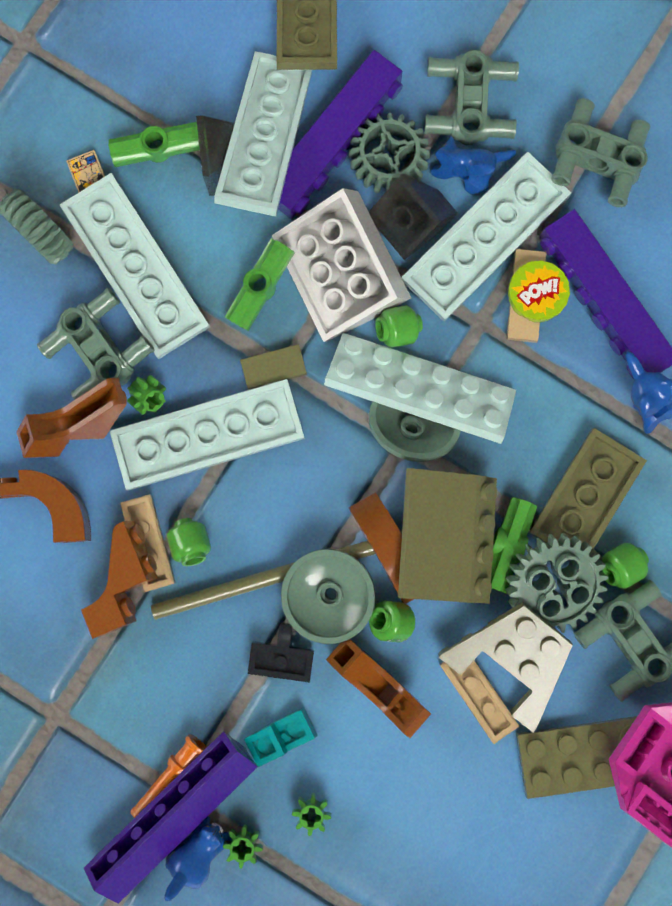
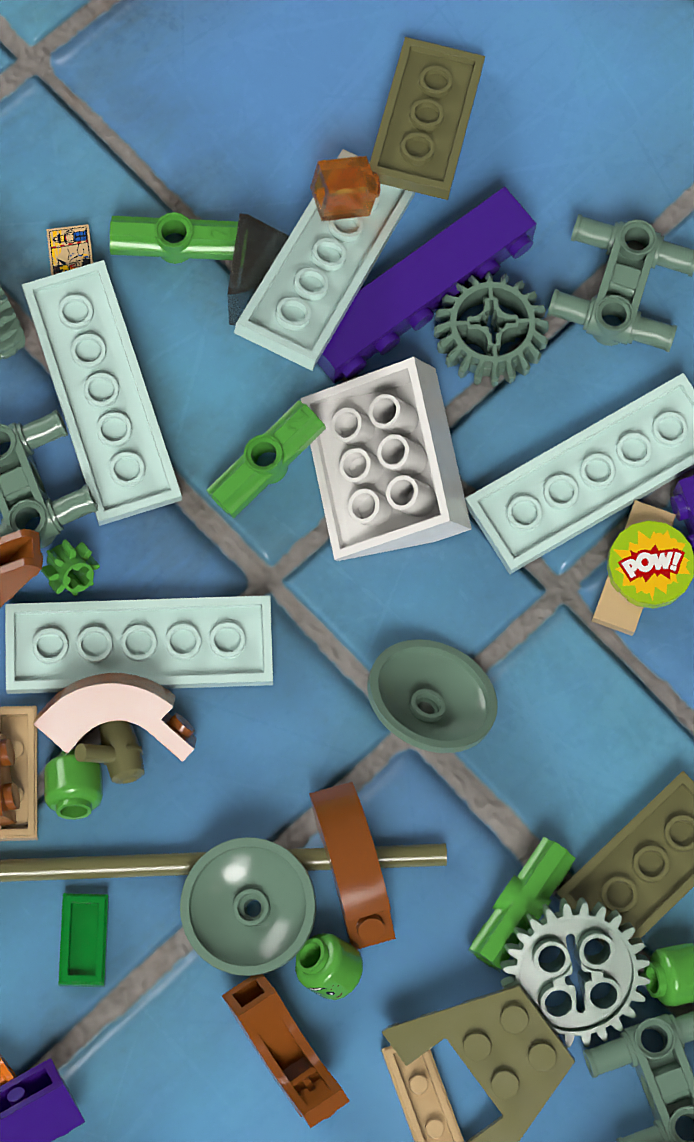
camera: 10 degrees right, 10 degrees down
(204, 478) = (115, 698): none -> arch
(213, 512) = (117, 751): none -> olive piece
(224, 643) = (83, 940): none -> green tile
(264, 78) = (344, 188): none -> clear orange brick
(273, 367) = (256, 575): olive tile -> none
(280, 737) = (128, 1093): teal slope -> none
(281, 659) = (159, 981): black plate -> none
(398, 326) = (444, 563): bright green head -> none
(411, 214) = (500, 417): clear smoke slope -> none
(421, 388) = (453, 654): light aqua plate -> none
(447, 536) = (436, 864): olive slope -> none
(471, 165) = (602, 373): blue animal -> none

